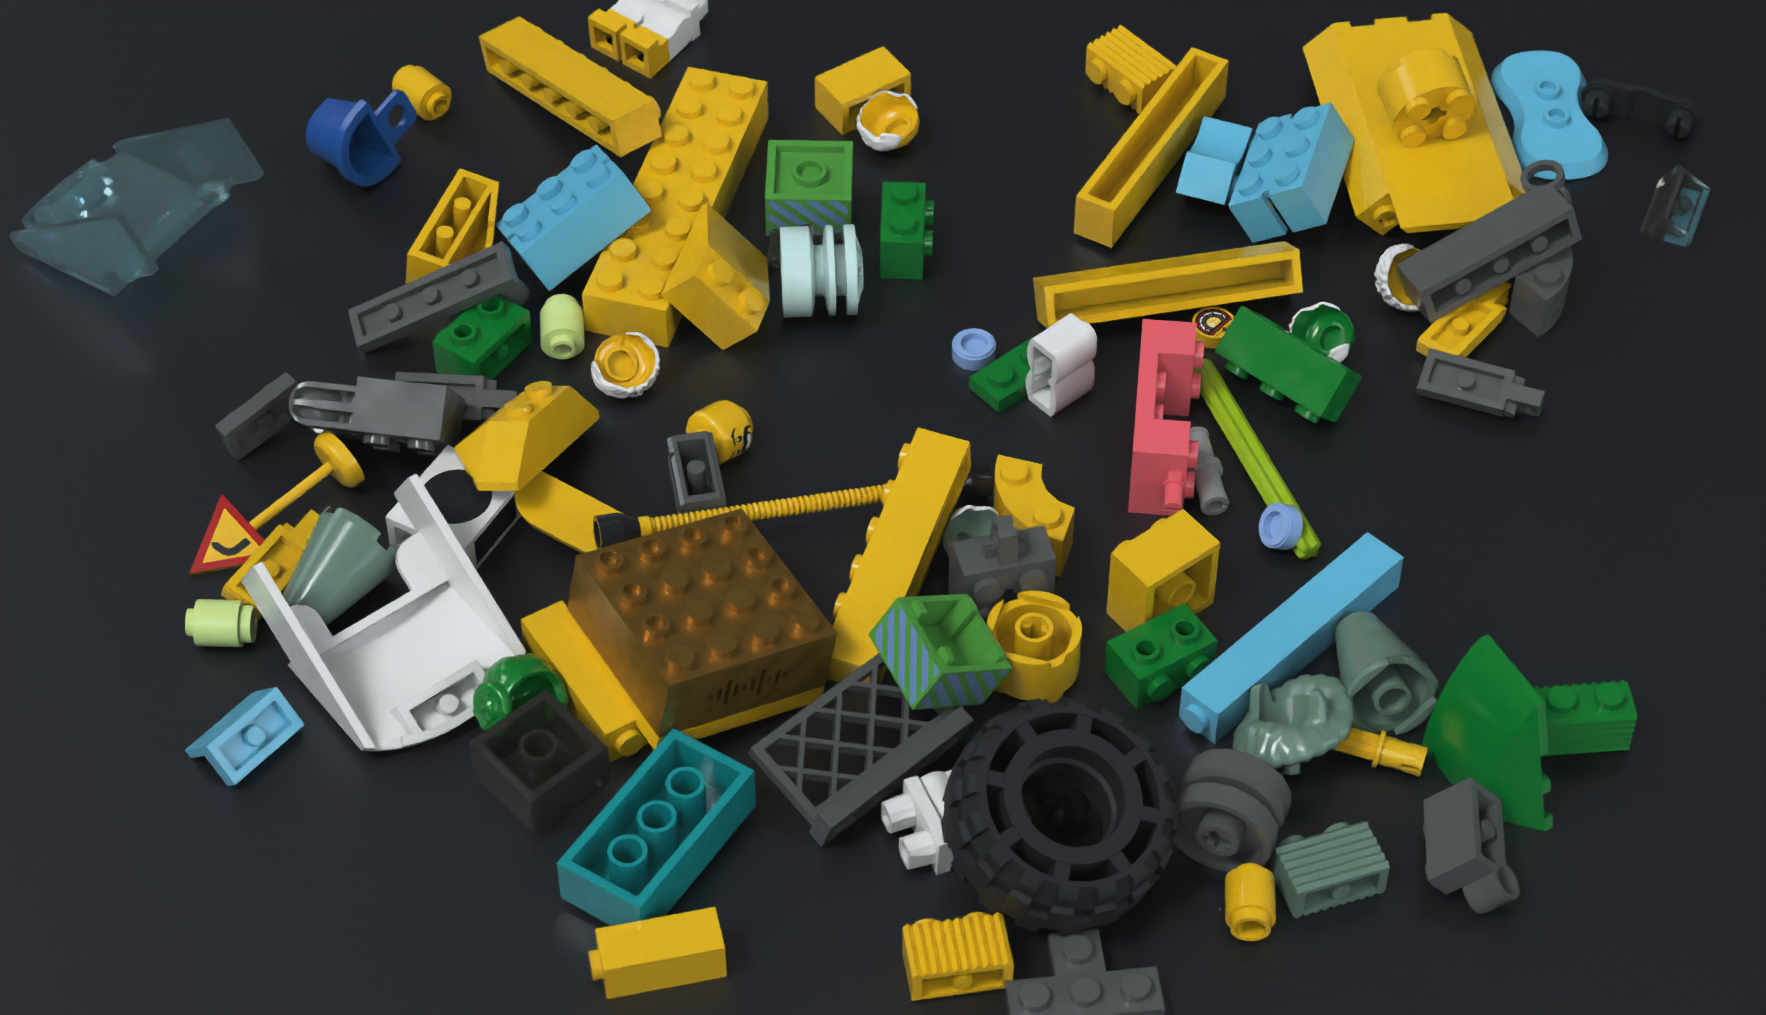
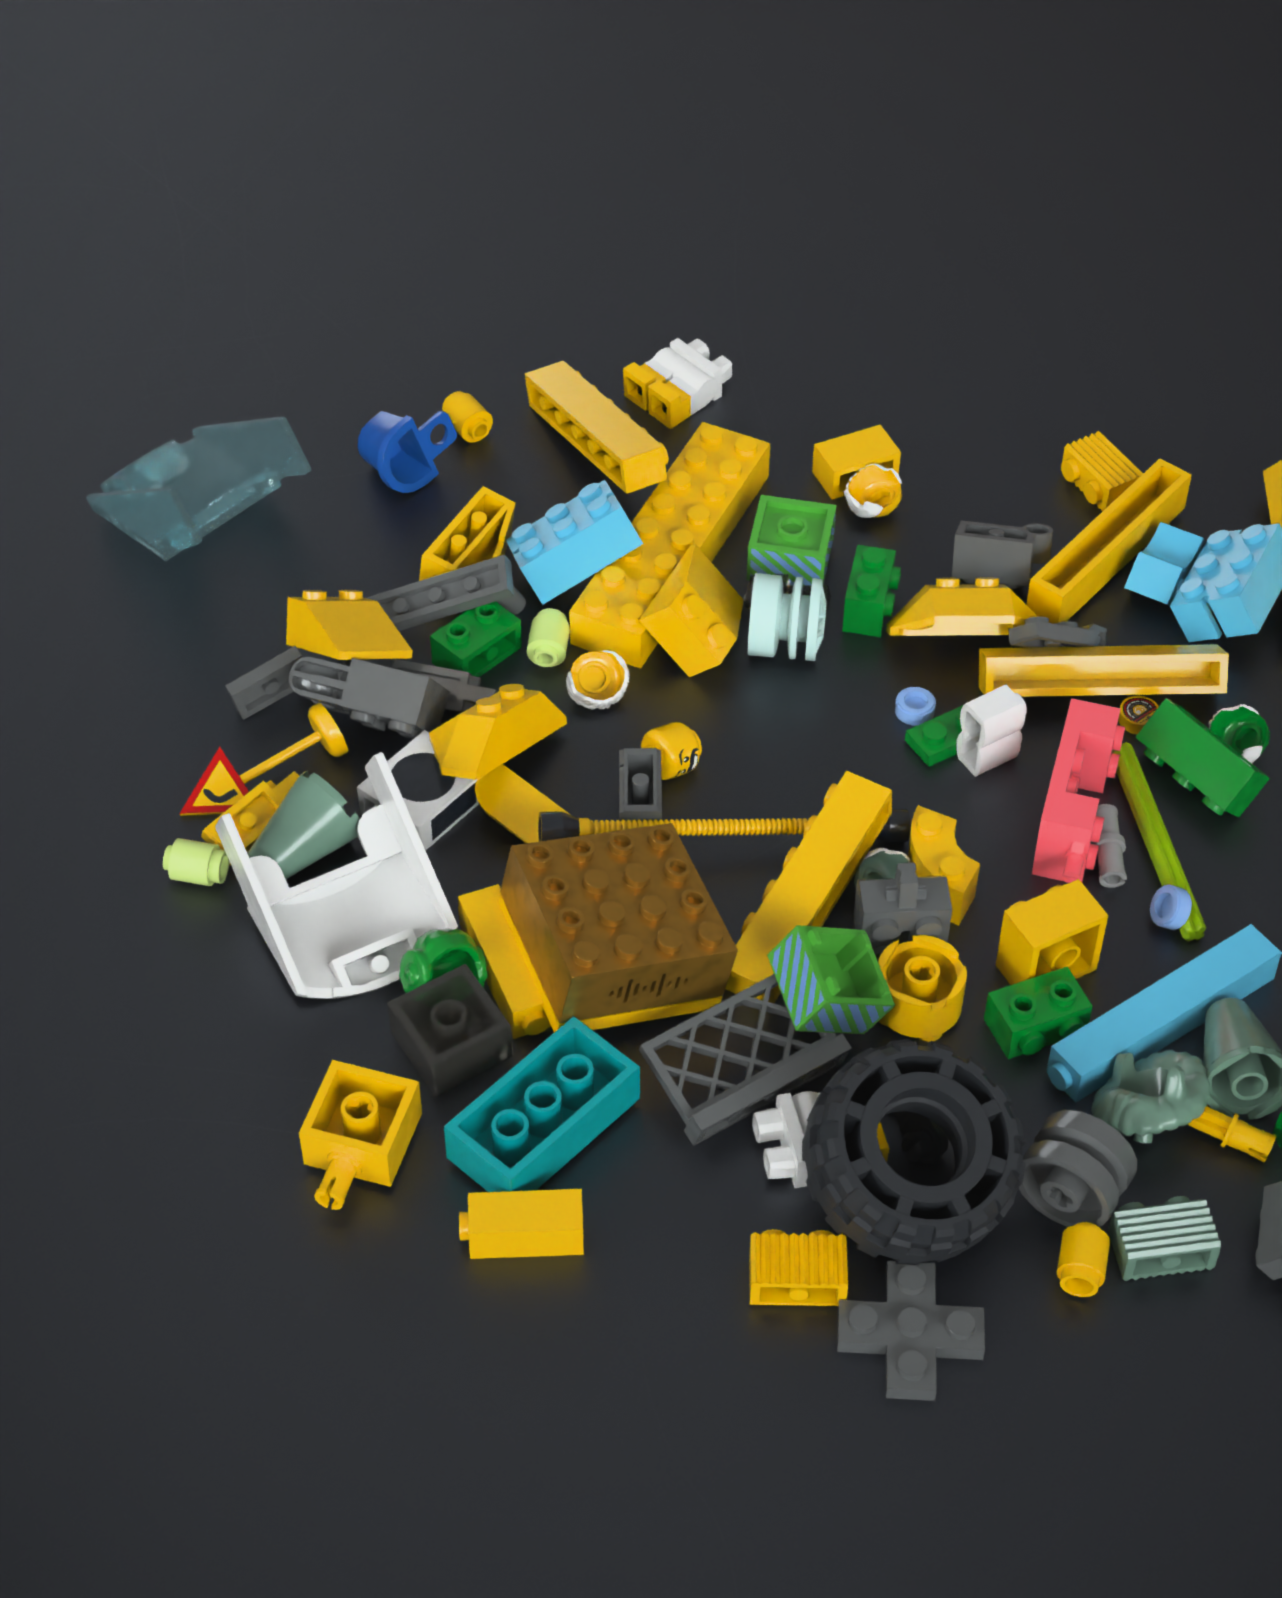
camera: 10 degrees right, 0 degrees up
(247, 734) = (198, 966): medium azure panel -> none
(335, 344) = (343, 627): none -> yellow slope
(462, 879) = (358, 1128): none -> yellow brick
(1011, 239) = (961, 610): none -> yellow wedge
(1037, 171) = (1000, 552): none -> dark grey hinge
(1097, 253) = (1041, 633): none -> dark grey hinge

